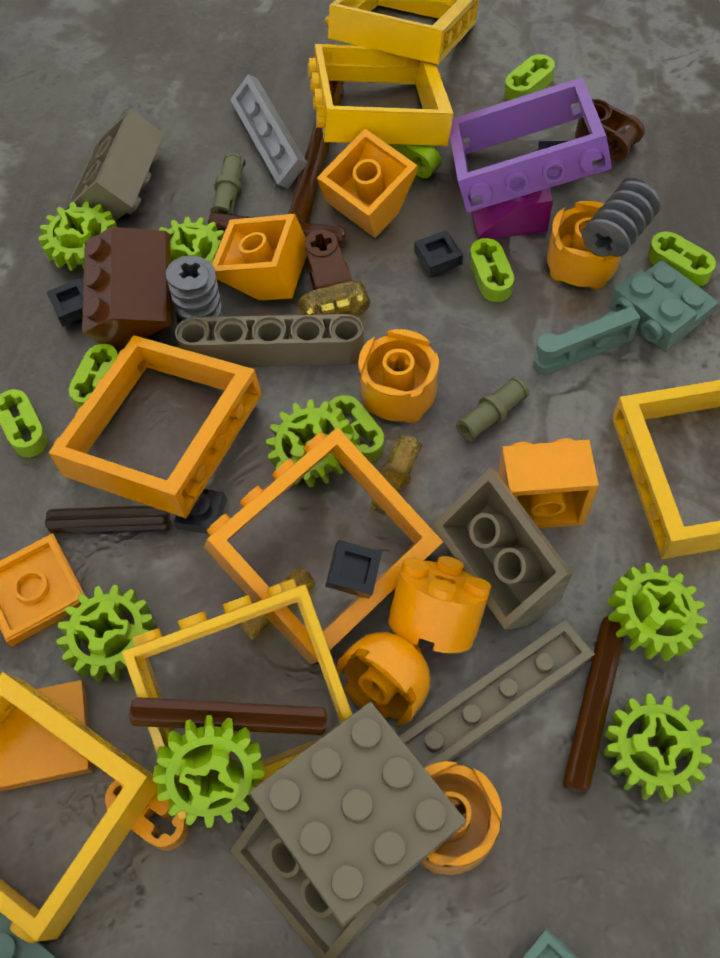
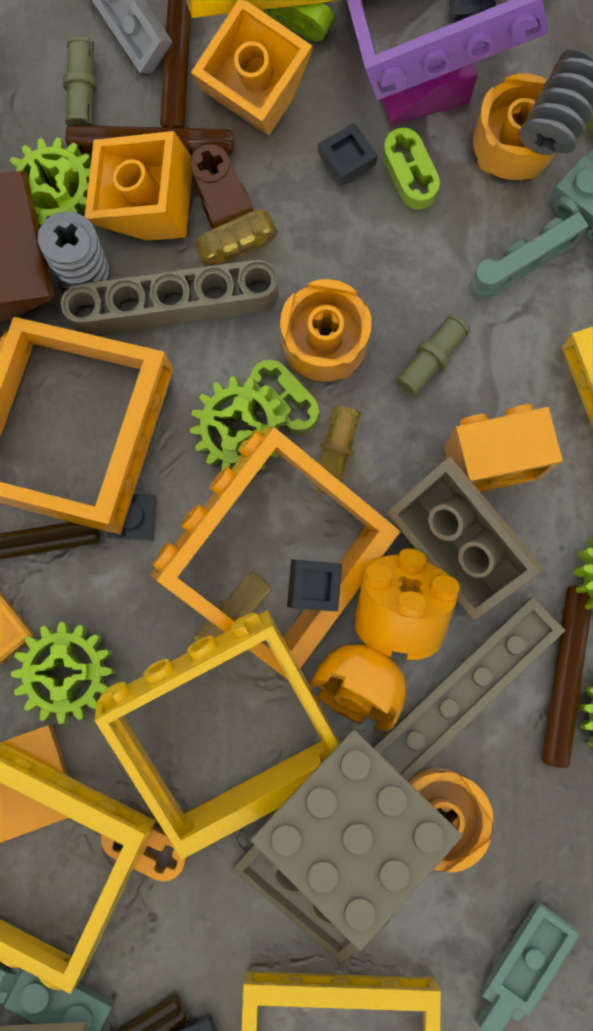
camera: 10 degrees left, 20 degrees up
(208, 771) = (205, 821): lime gear -> none
(255, 717) = (214, 765): reddish brown axle -> none

